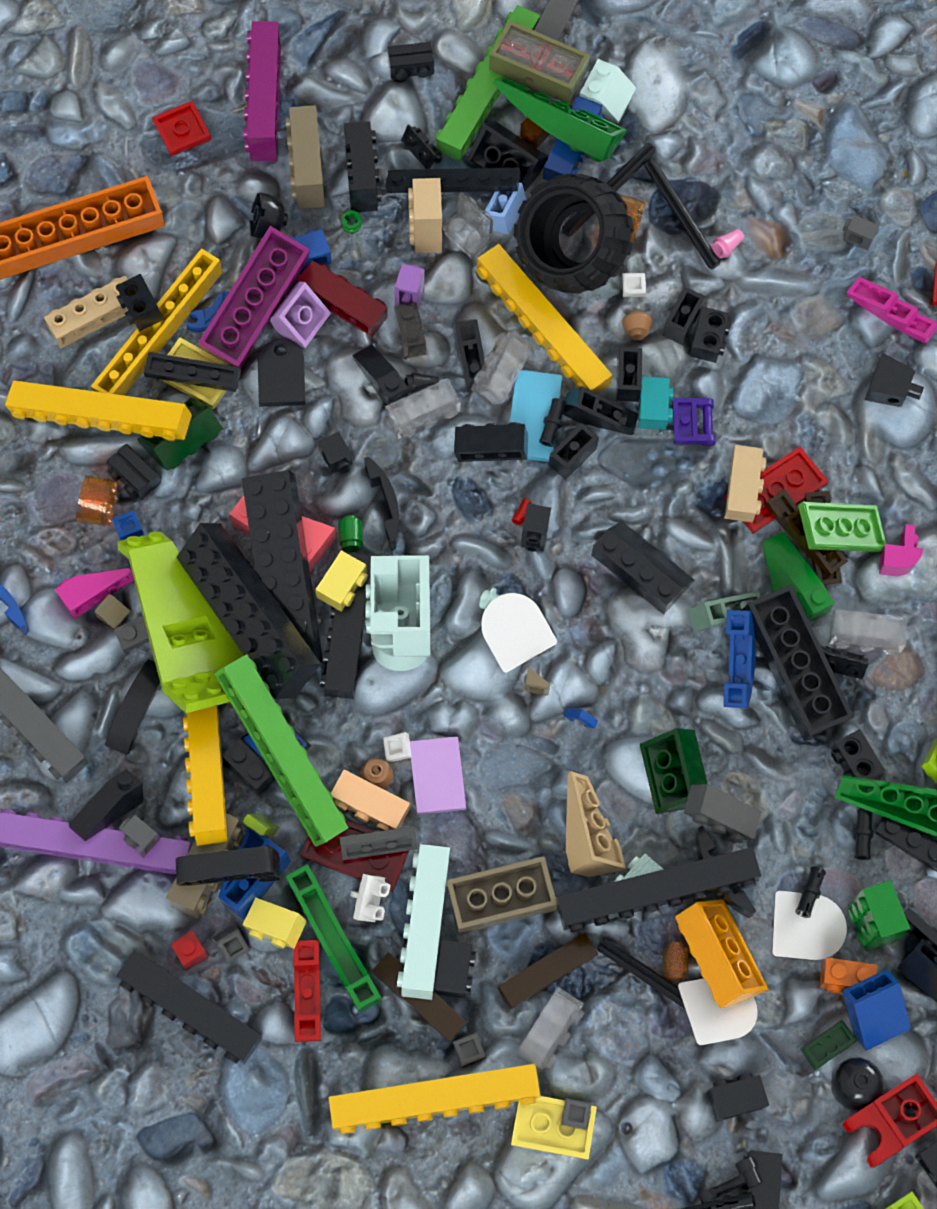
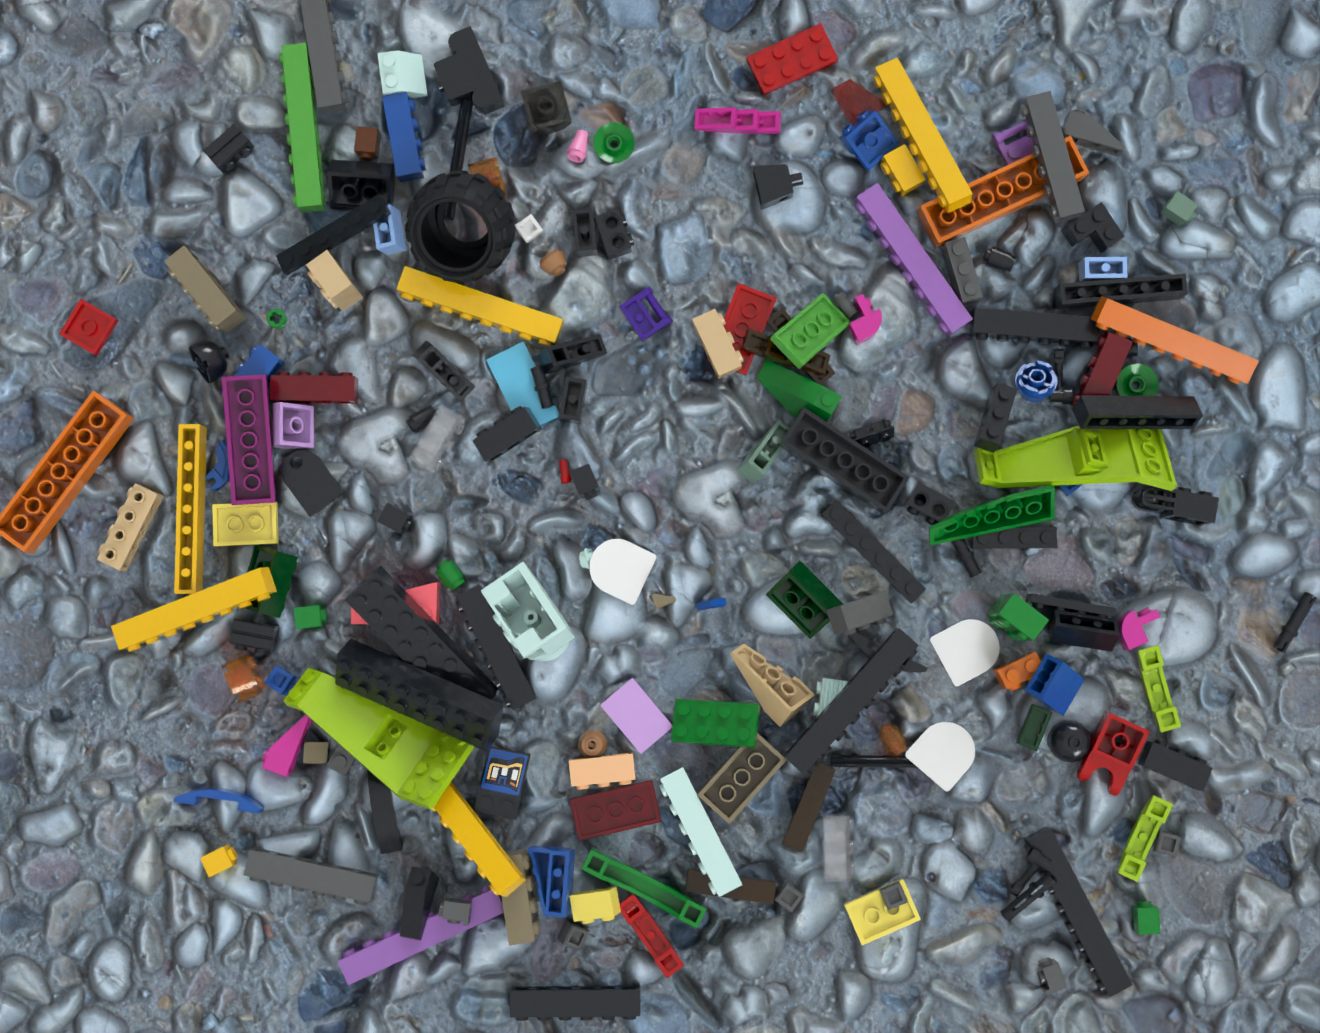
camera: 30 degrees left, 15 degrees up
(139, 302) = (164, 501): black brick -> none
(189, 950) = (548, 963): red brick -> none
(192, 372) = (242, 528): black plate -> none
(195, 488) = (310, 617): none -> green brick
(229, 865) = (539, 897): black beam -> none
(261, 824) = (537, 841): lime tile -> none
(262, 91) = (131, 254): magenta brick -> none
(281, 750) = (515, 783): bright green brick -> none
(341, 581) = (471, 622): light yellow brick -> none
(360, 166) = (252, 268): black wedge -> none
(368, 898) = (648, 840): white hips -> none
(378, 477) = (477, 550): black slope -> none
(378, 843) = (629, 797): dark grey plate -> none
(381, 375) = (386, 432): black slope -> none
(397, 747) = (594, 715): white tile -> none
(409, 285) = (361, 349): medium lavender brick -> none
(410, 330) = (384, 381): clear smoke brick -> none
(417, 143) = (279, 216): black hinge -> none
(434, 1097) = (790, 950): yellow brick -> none
(453, 969) = (741, 849): black brick -> none
(469, 227) = (372, 266): clear bracket -> none
(501, 367) = (474, 367): clear brick -> none
(510, 827) = (715, 723): none -> green plate
(539, 61) = (333, 89): brick -> none
(576, 128) = (401, 128): green wedge -> none
(629, 374) = (574, 309): black brick -> none
(641, 566) = (681, 455): black slope -> none
(654, 403) = (607, 318): teal brick -> none
(667, 125) = (467, 74): none -> black brick
(682, 214) = (527, 143): black axle -> none
(719, 192) = (546, 108): none -> clear smoke brick
(721, 952) = (921, 713): light orange slope -> none
(737, 1097) = (995, 807): black brick -> none
(741, 659) = (800, 484): blue slope -> none
(762, 250) = (612, 133): none -> green dish
(773, 772) = (873, 551): none -> black plate
(810, 892) = (955, 625): black pin -> none
(860, 231) = (673, 69): dark grey brick -> none
(868, 631) = (877, 399): clear brick -> none
(891, 528) = (845, 304): none -> dark grey pin

